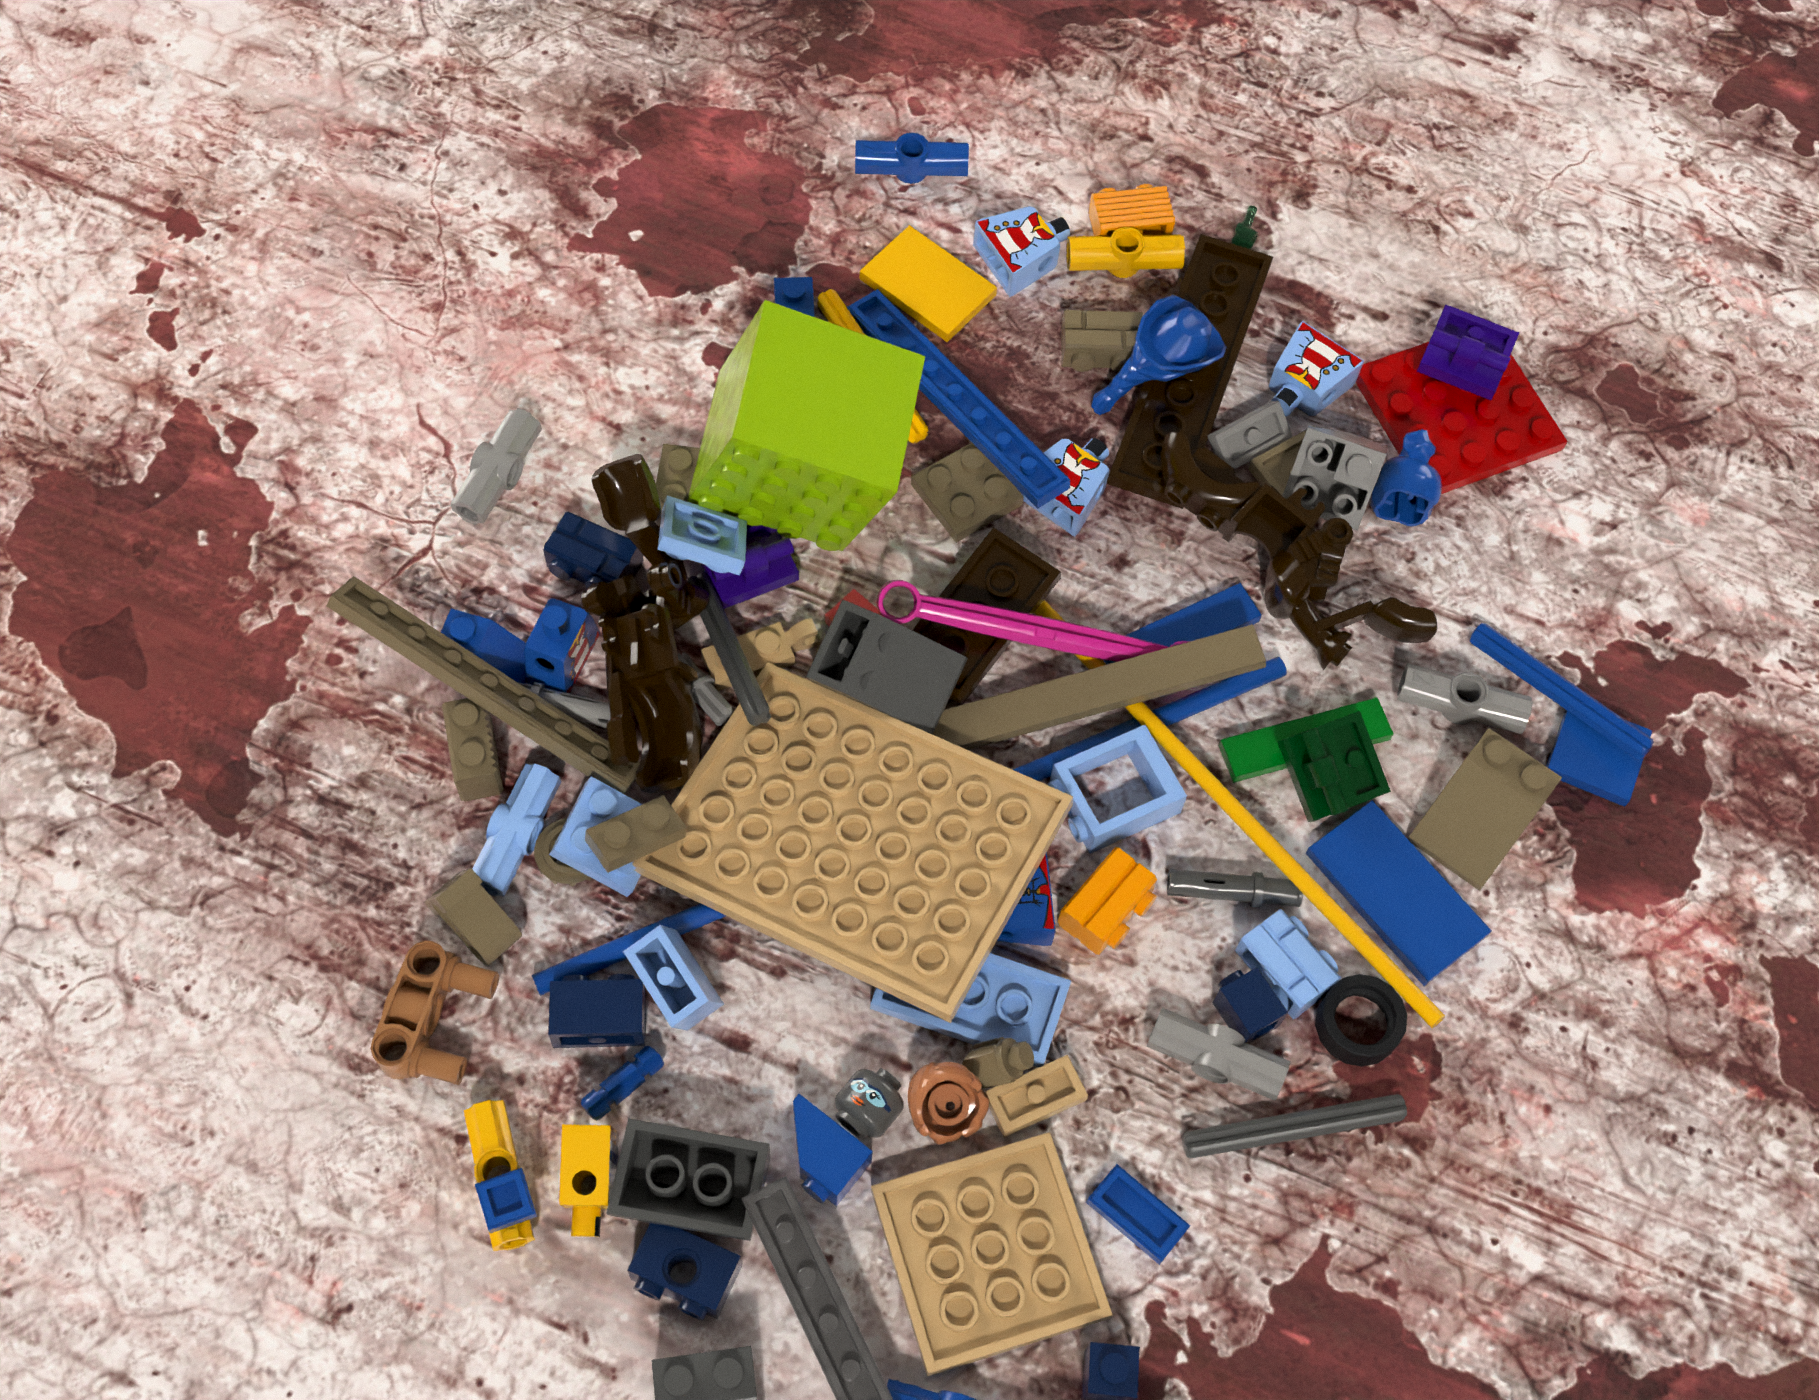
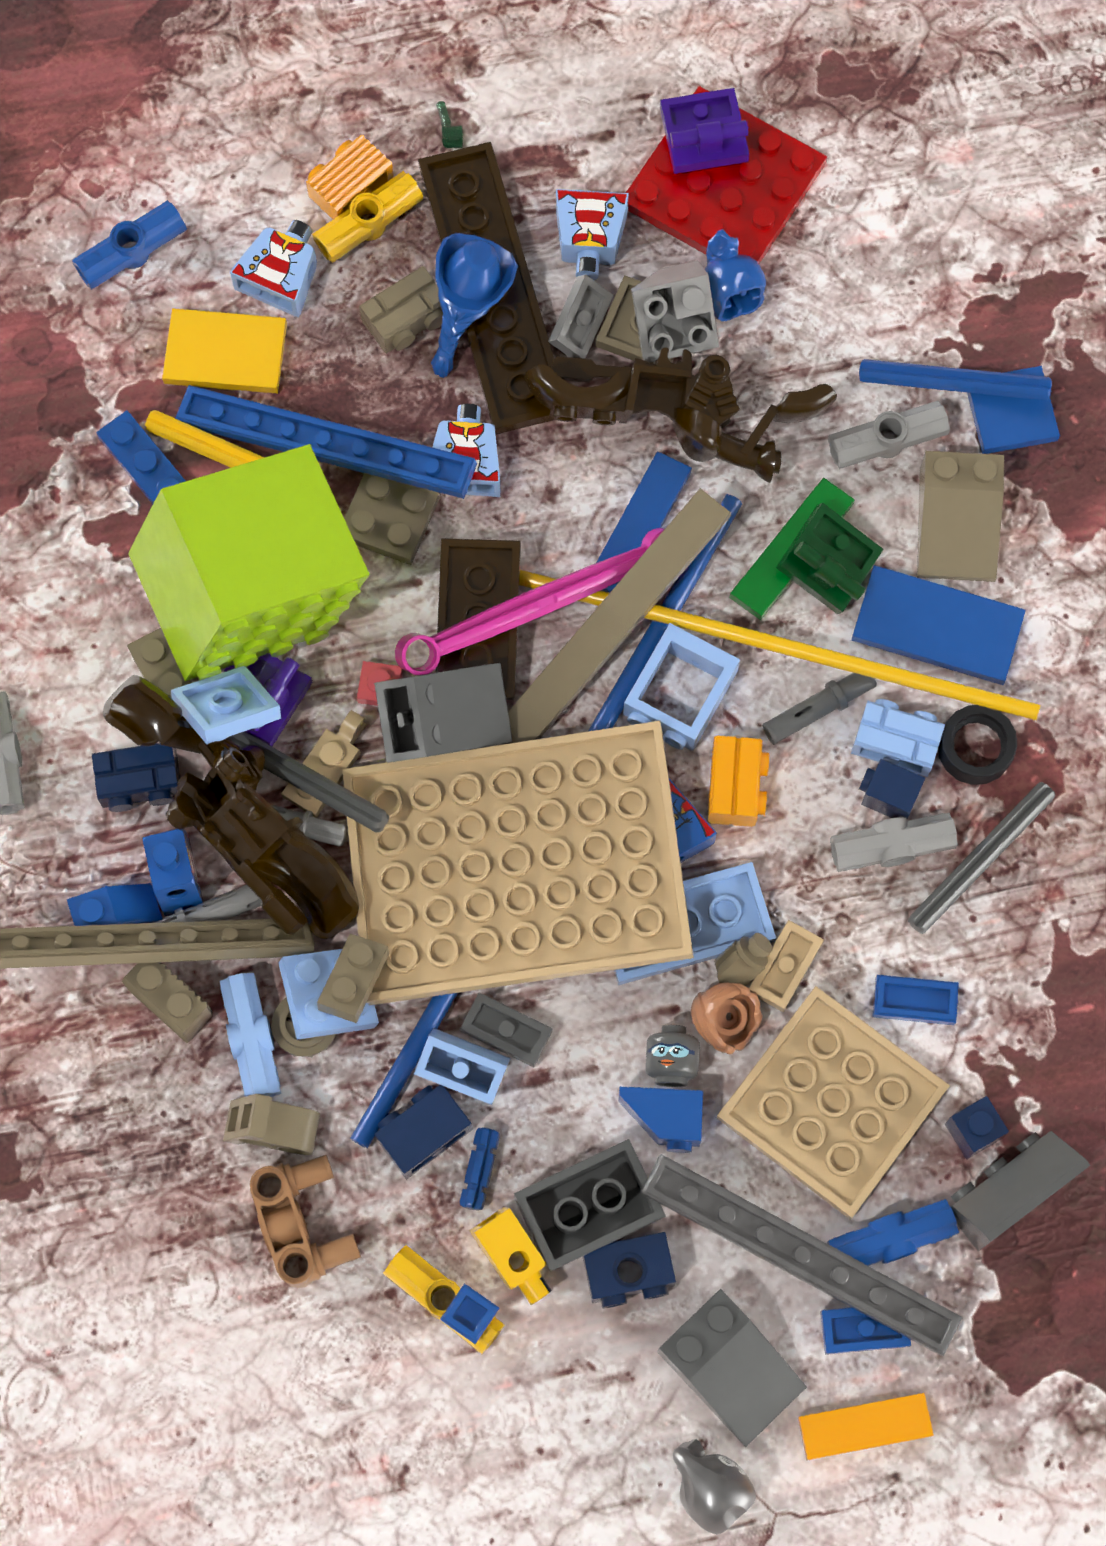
camera: 30 degrees left, 10 degrees up
(739, 977) = (506, 1029): none -> dark grey plate

